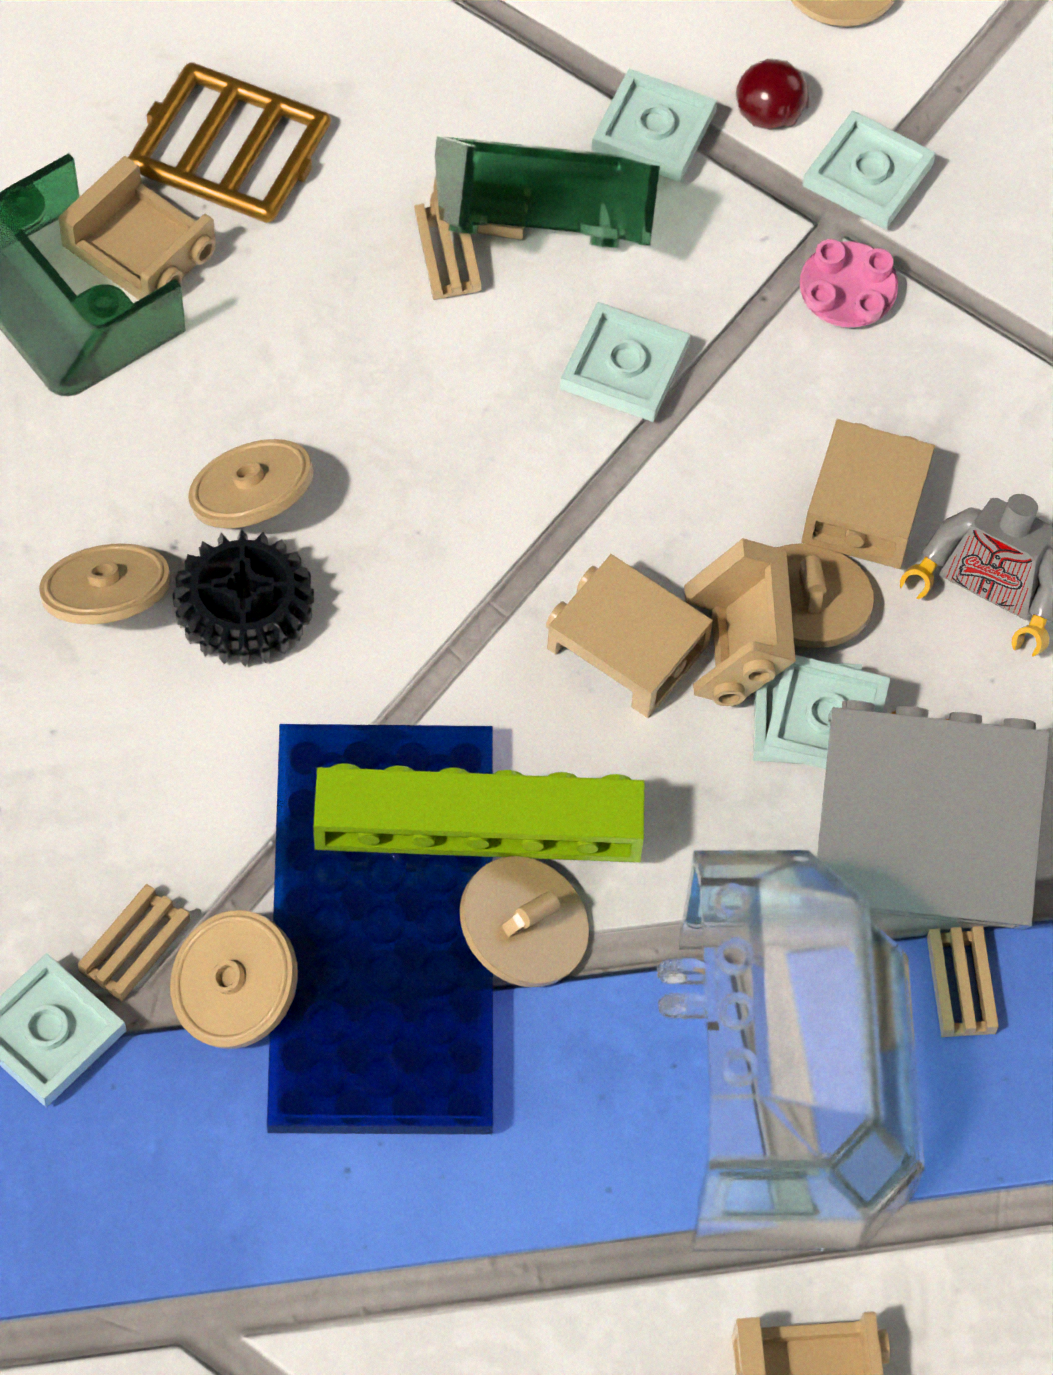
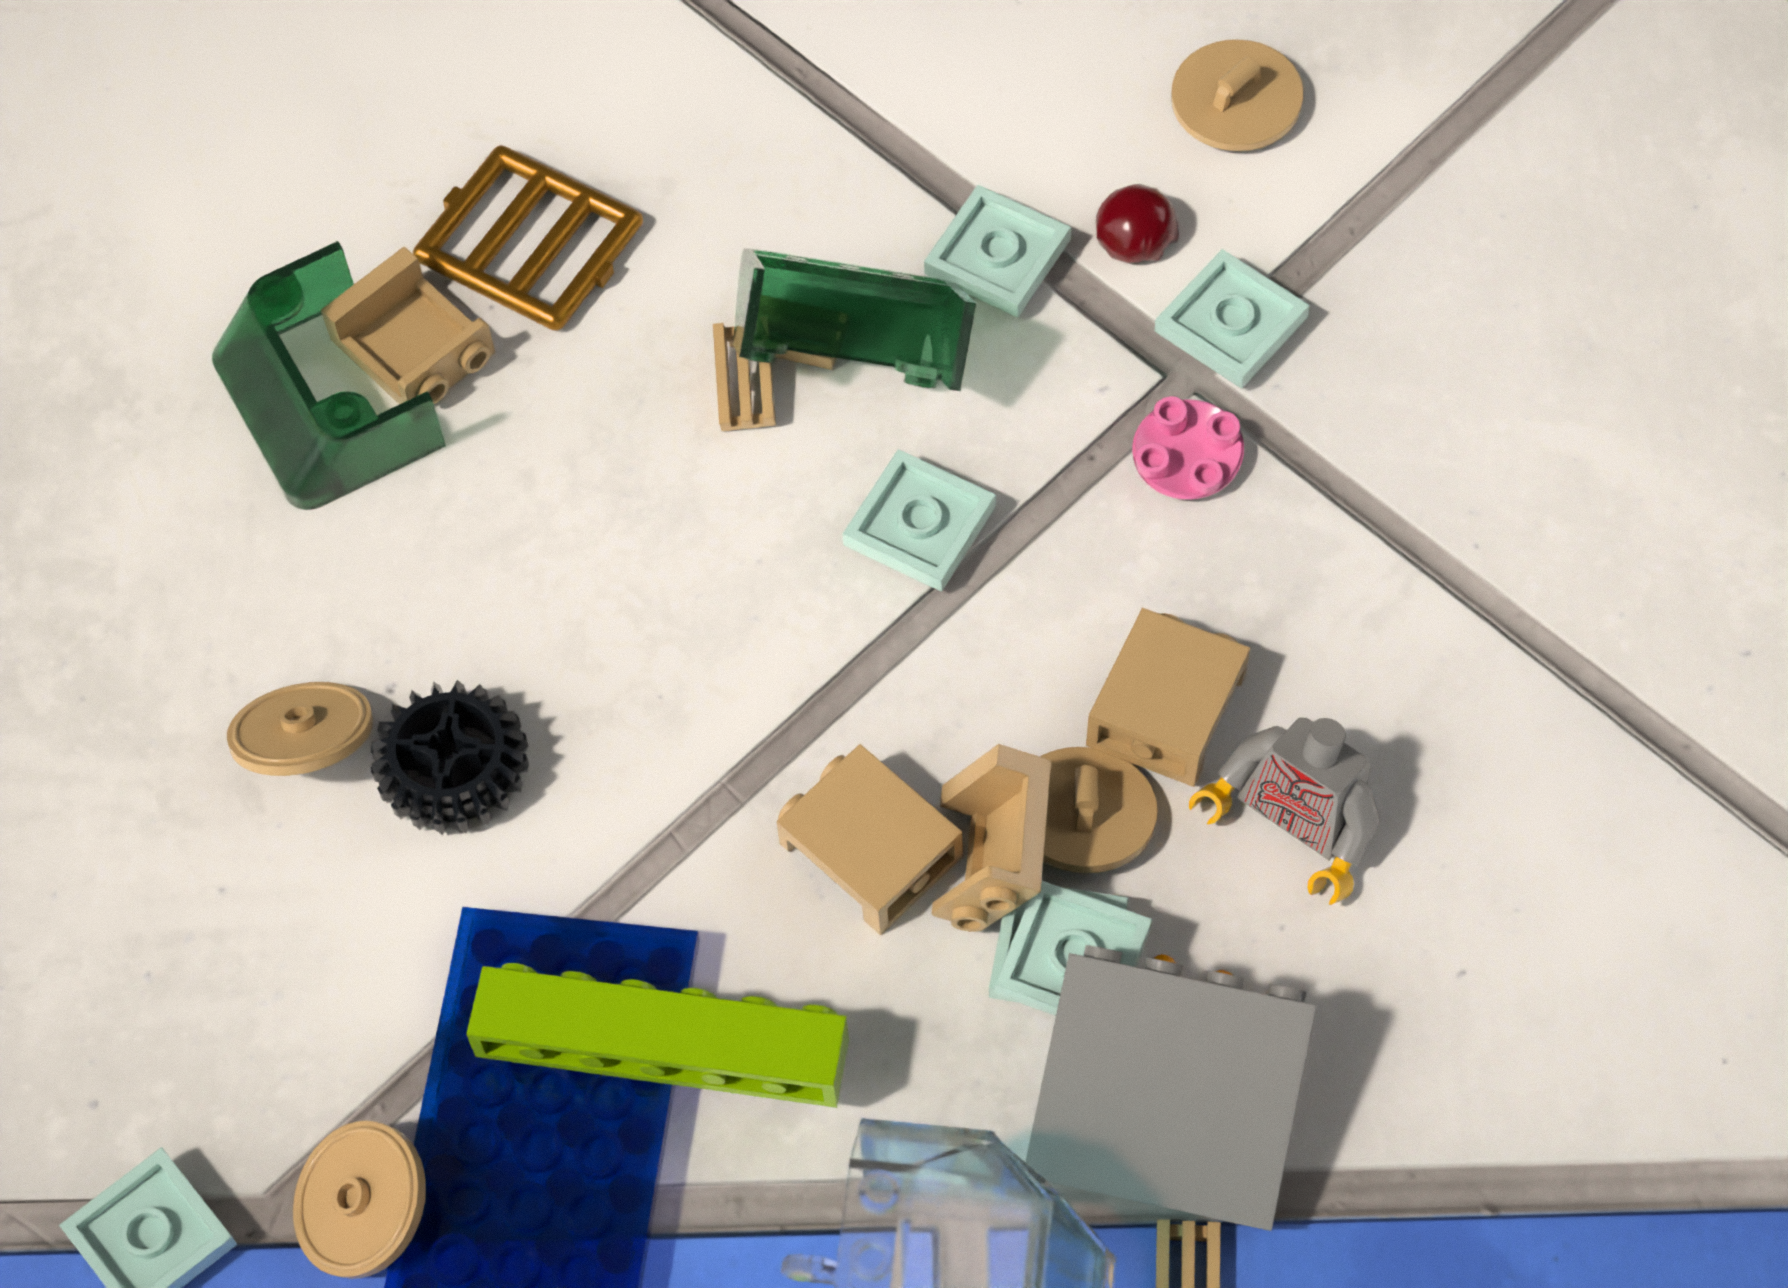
camera: 15 degrees right, 0 degrees up
(118, 929) = (248, 1127): tan tile -> none
(251, 483) = (478, 627): tan shield -> none
(524, 921) = (694, 1164): tan shield -> none

